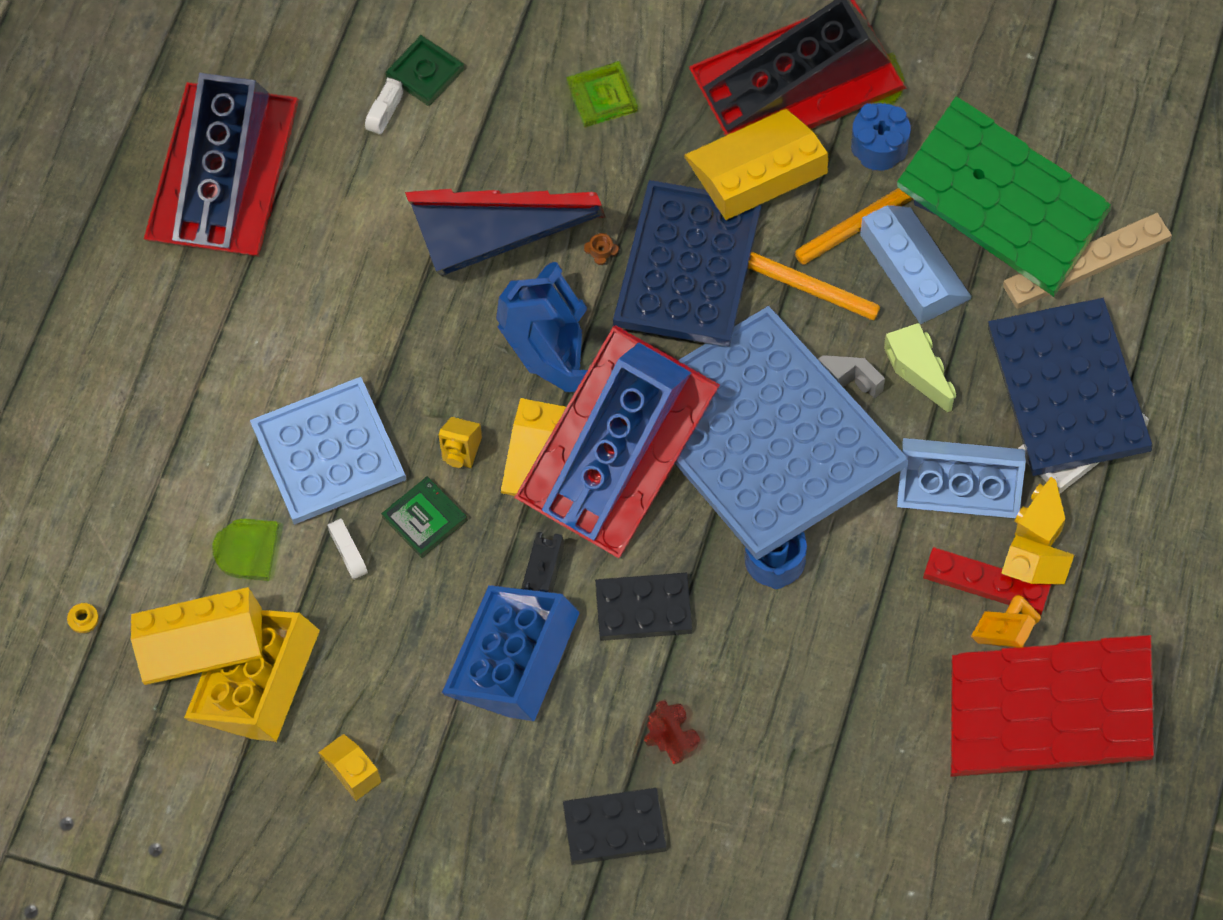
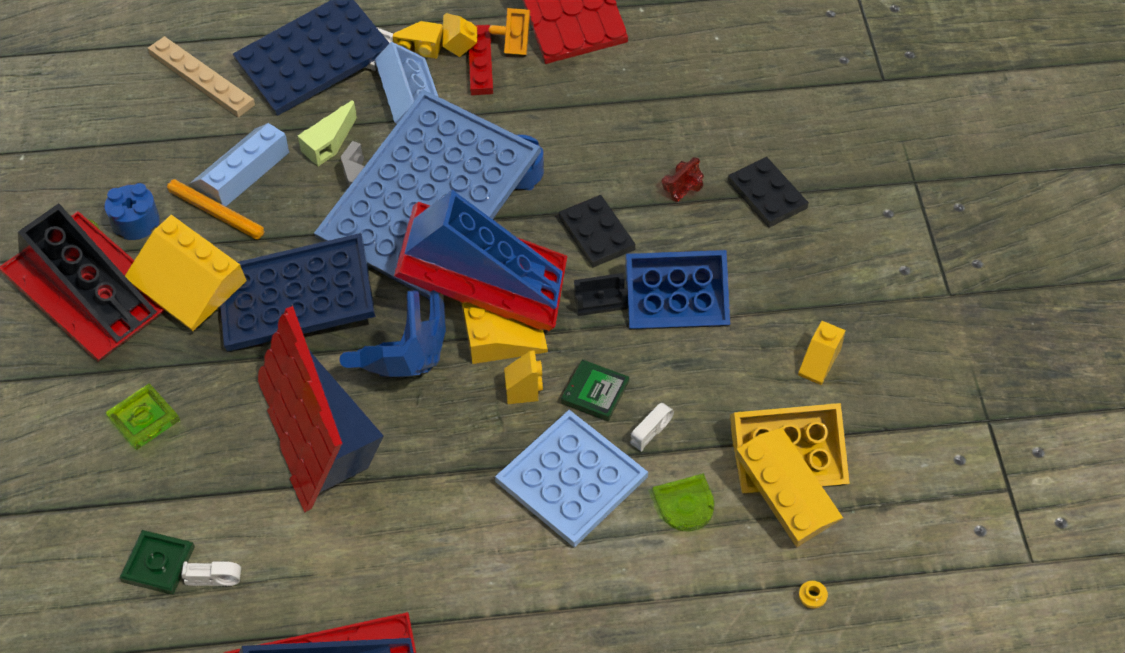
camera: 115 degrees left, 10 degrees down
(813, 286) = (284, 212): light orange axle -> none
(1004, 195) = (170, 118): green piece -> none

